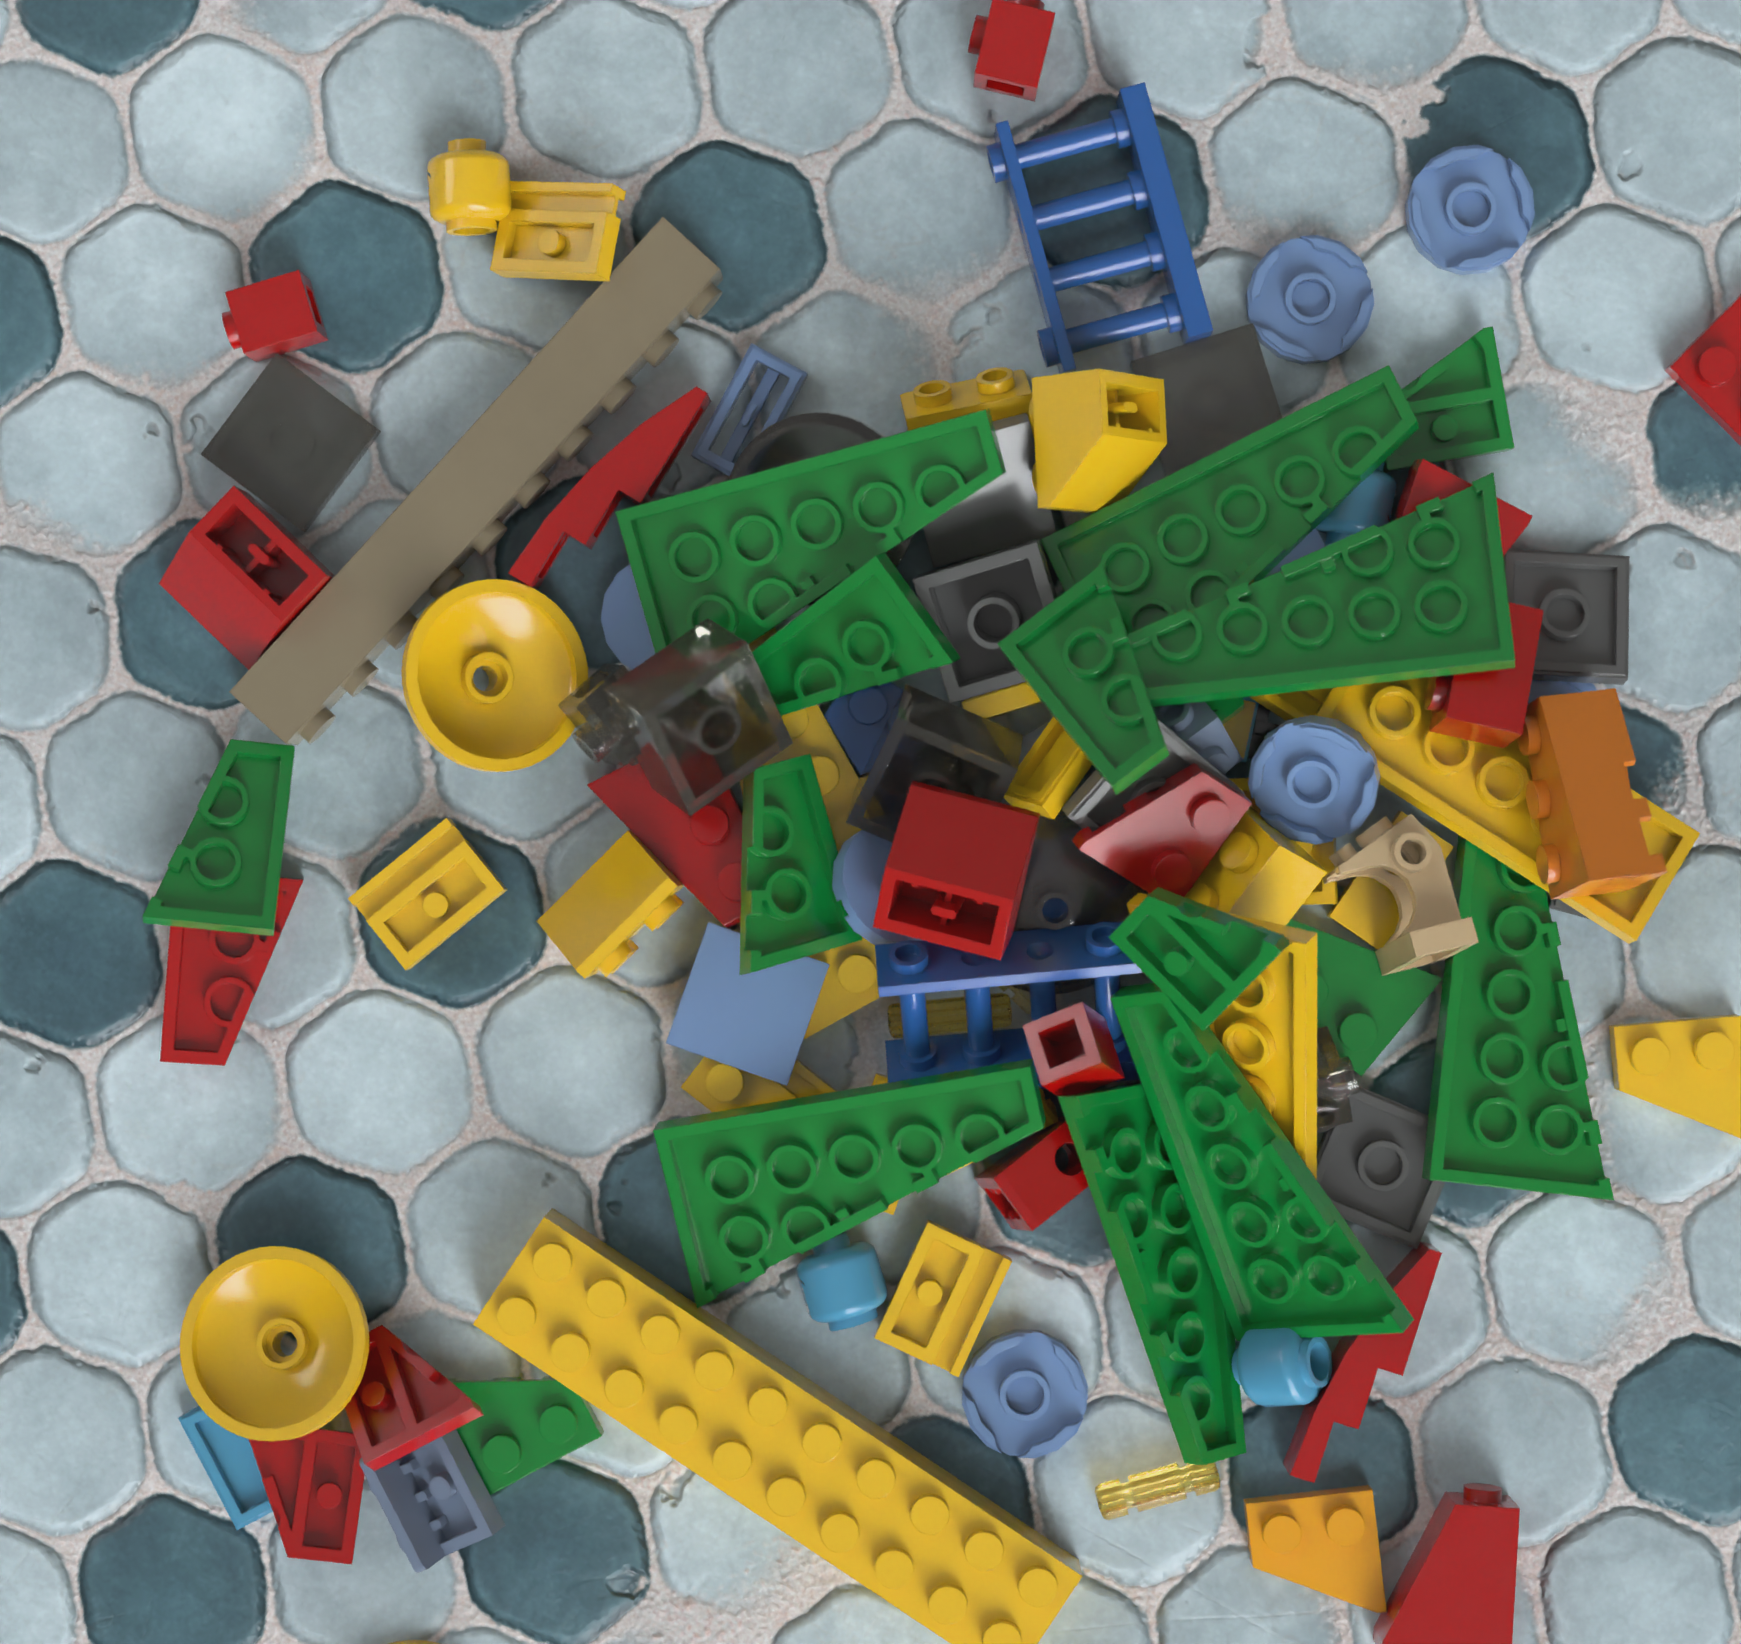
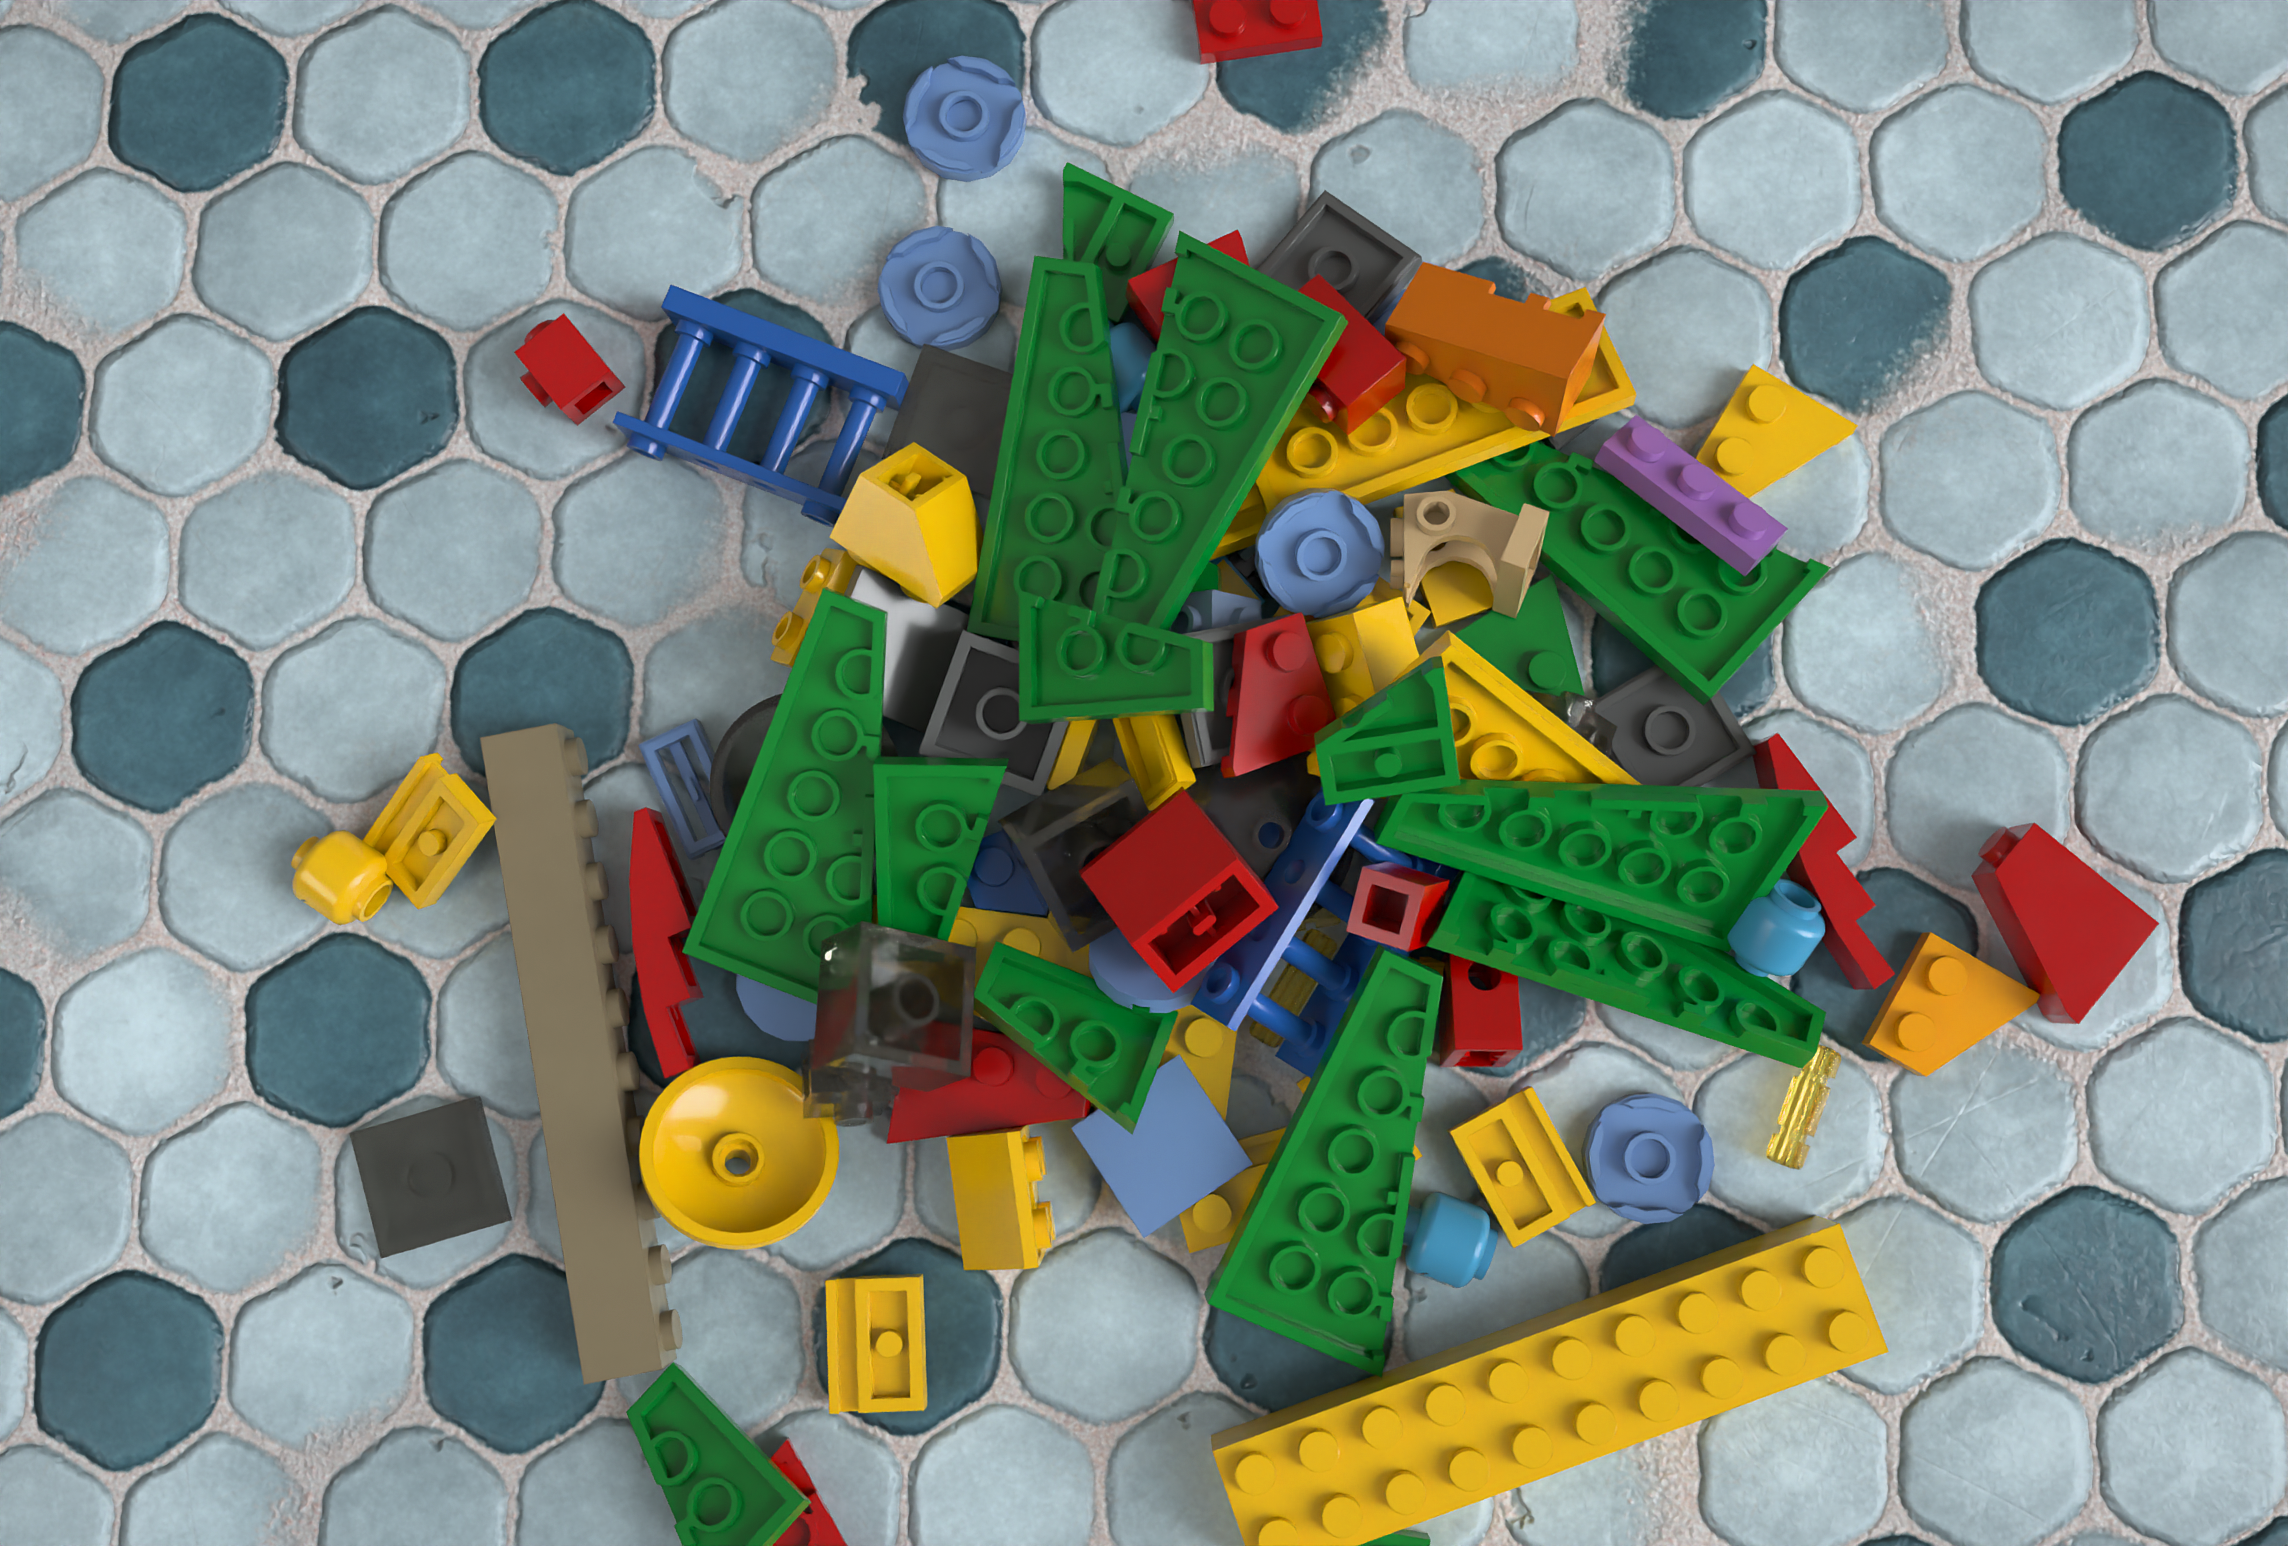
camera: 45 degrees left, 5 degrees down
(244, 576) = (499, 1298): red slope -> none
(274, 316) = (317, 1113): red brick -> none
(1589, 1043) = (1690, 494): none -> medium lavender plate

